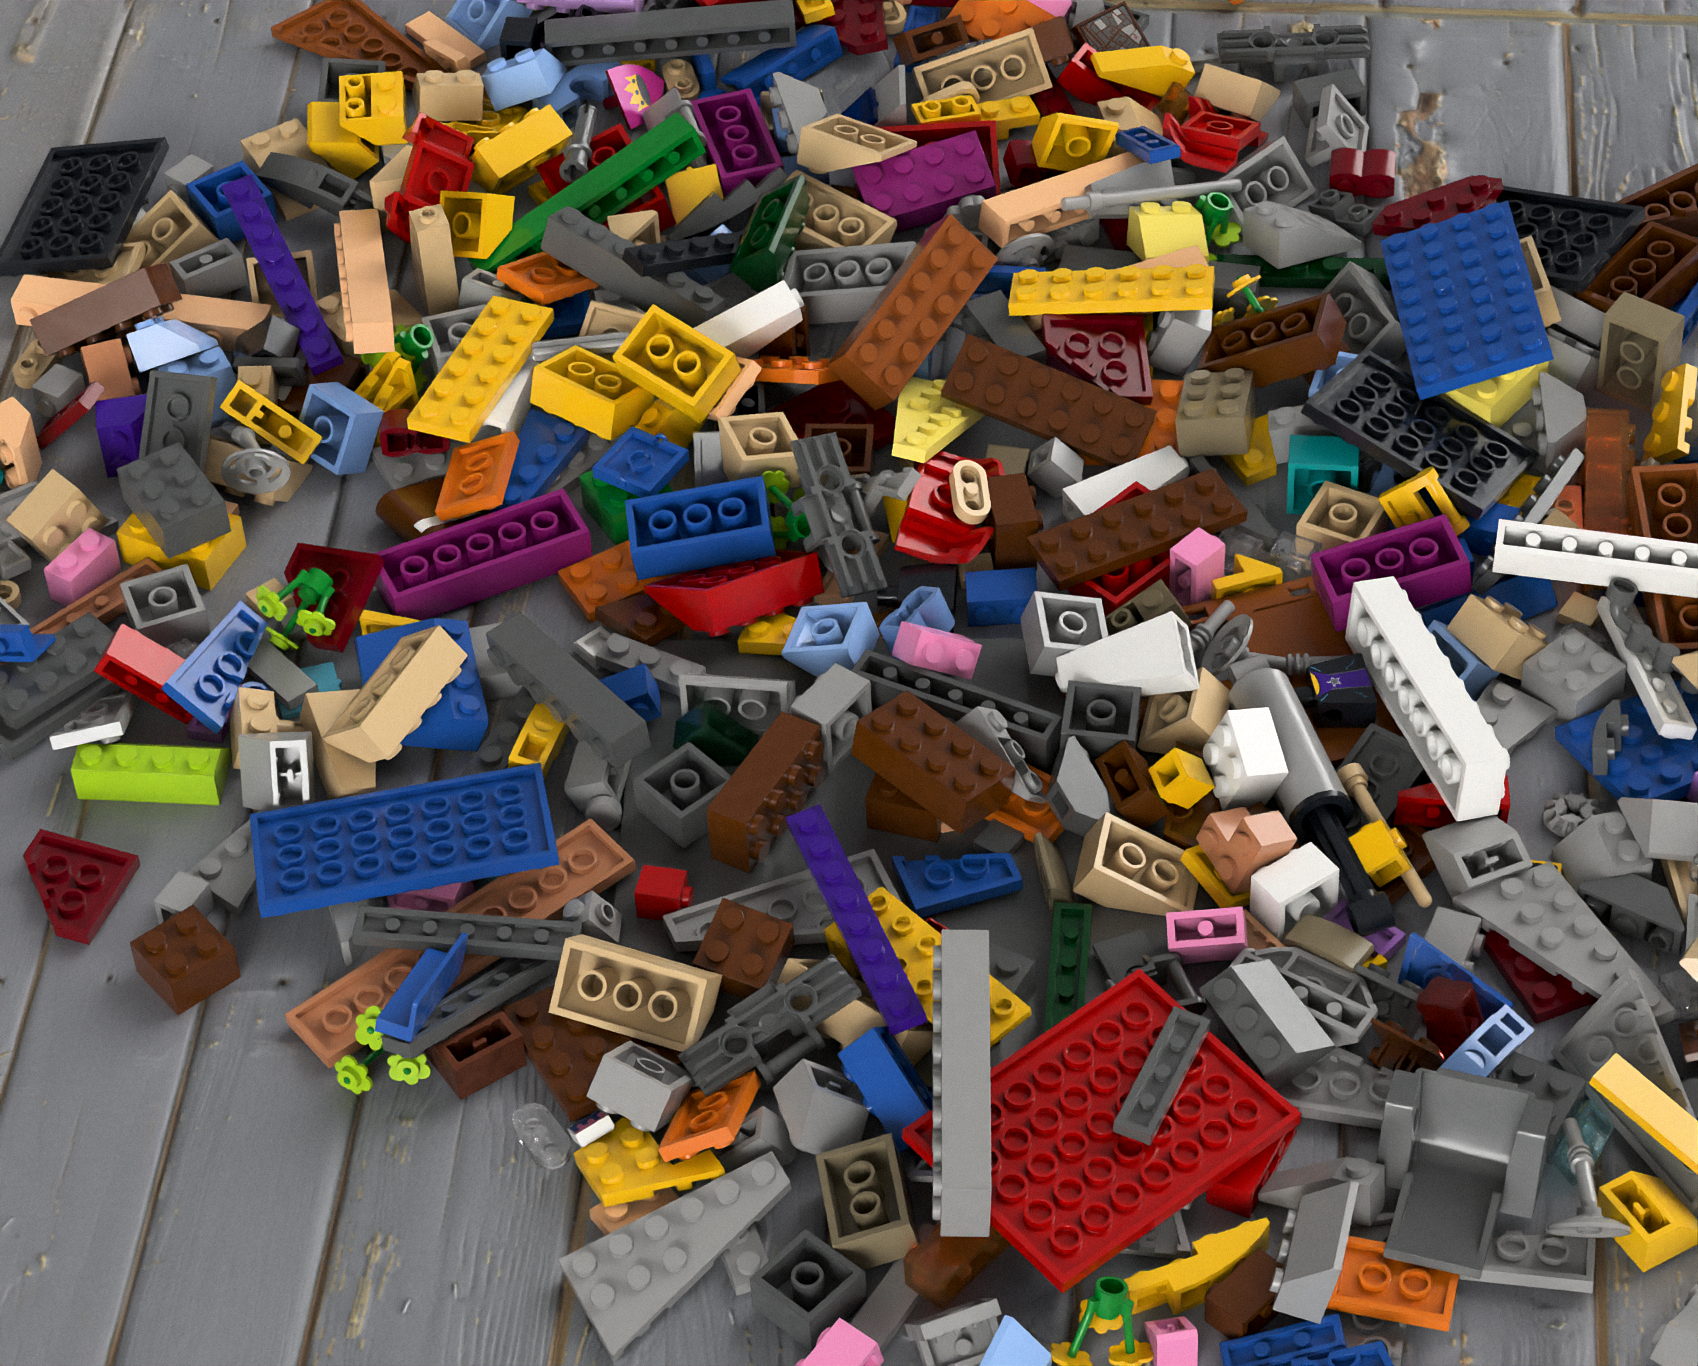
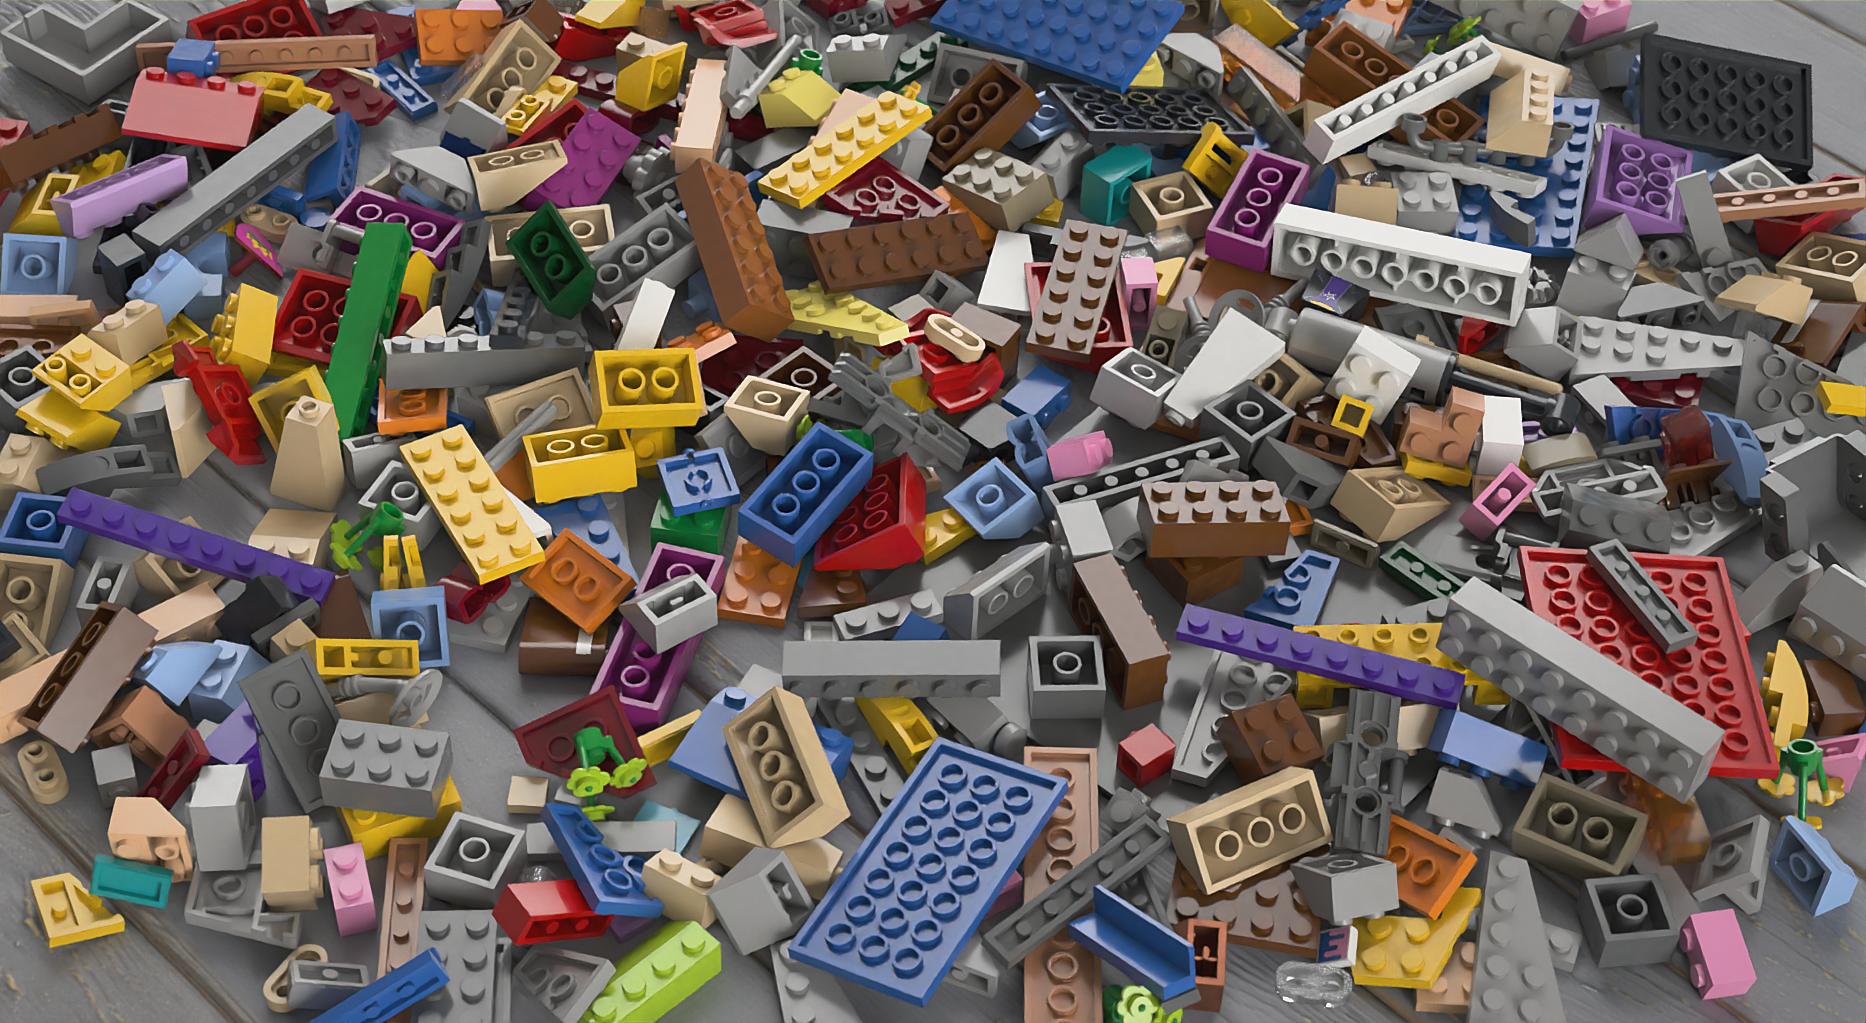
camera: 55 degrees left, 0 degrees up
(67, 446) = (222, 817): none -> light grey brick
(364, 282) = (275, 506): light nougat brick -> none
(481, 537) = (672, 611): none -> light grey slope
(578, 151) = (299, 307): dark grey pin -> none
(715, 735) = (1013, 626): clear green slope -> none
(930, 40) = (437, 77): reddish brown brick -> none
(1147, 144) = (718, 46): blue tile -> none
(1380, 852) = (1509, 370): yellow brick -> none

